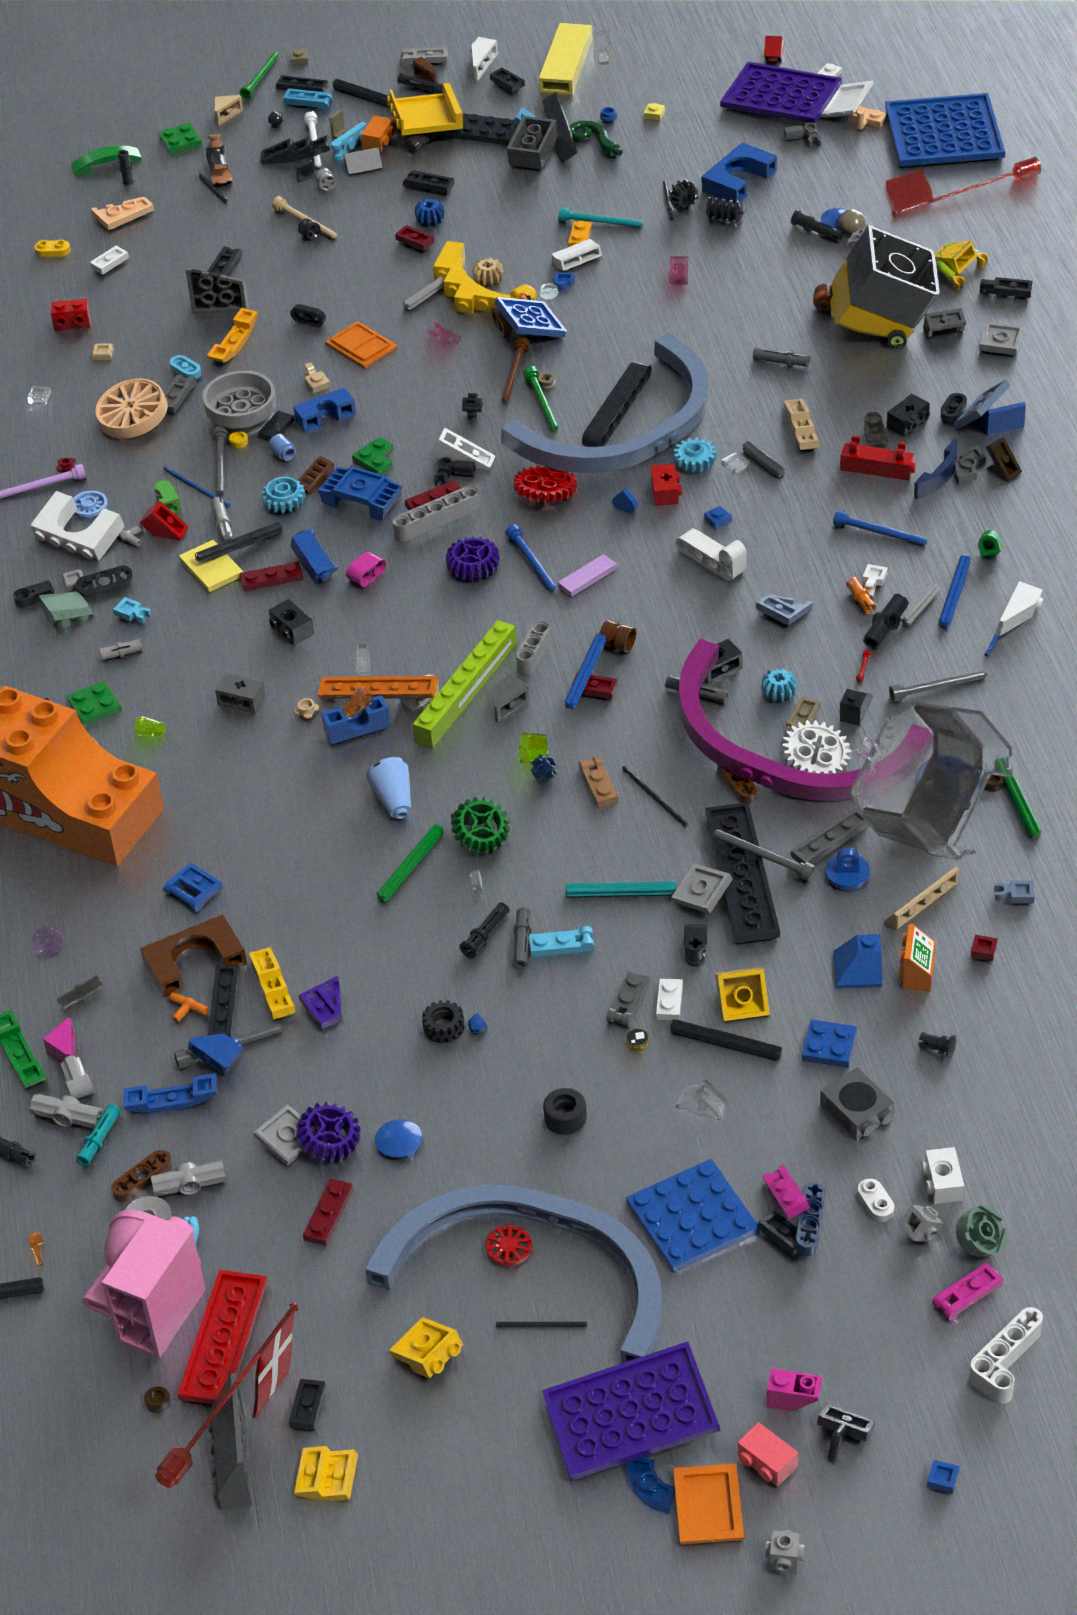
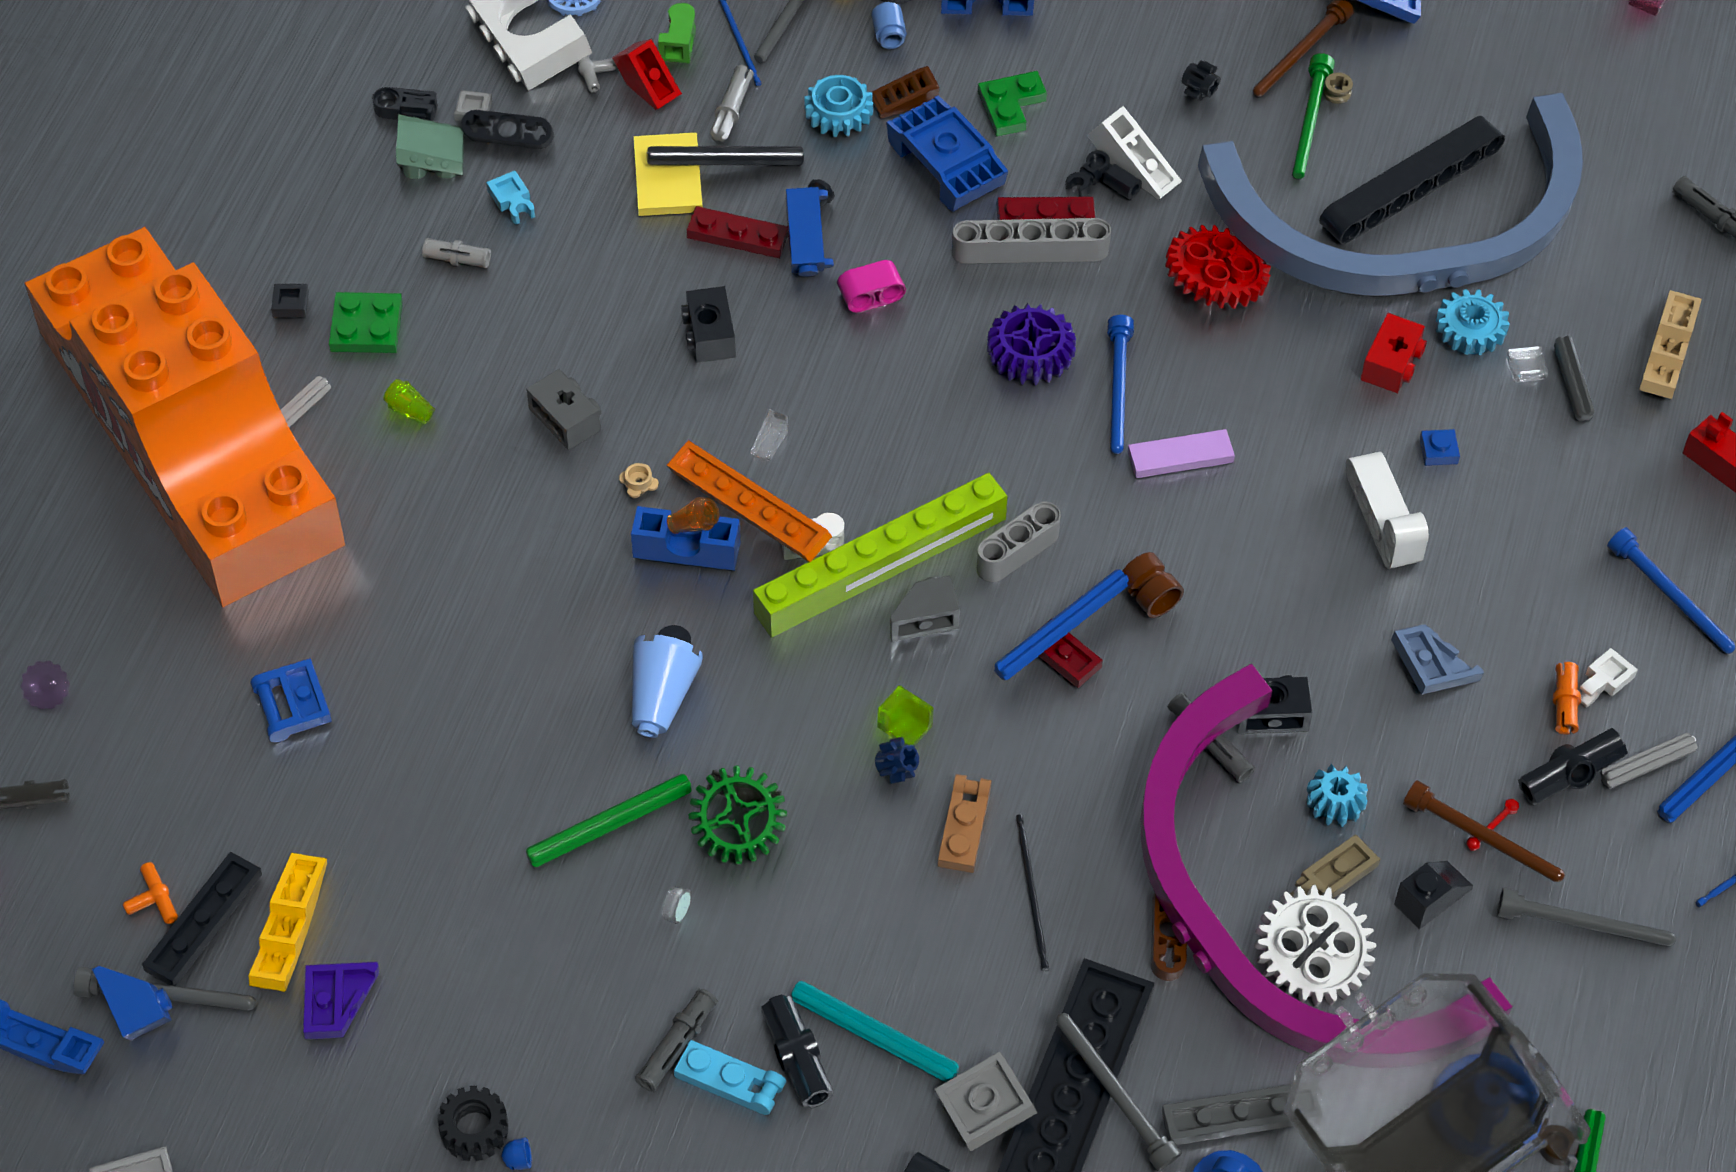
camera: 25 degrees right, 10 degrees up
(212, 935) = (172, 795): reddish brown arch -> none
(480, 936) = (619, 1002): black pin -> none
(588, 913) = (797, 1051): none -> black piece
(625, 501) = (1317, 352): blue tile -> none
(821, 668) = (1421, 798): none -> reddish brown piece

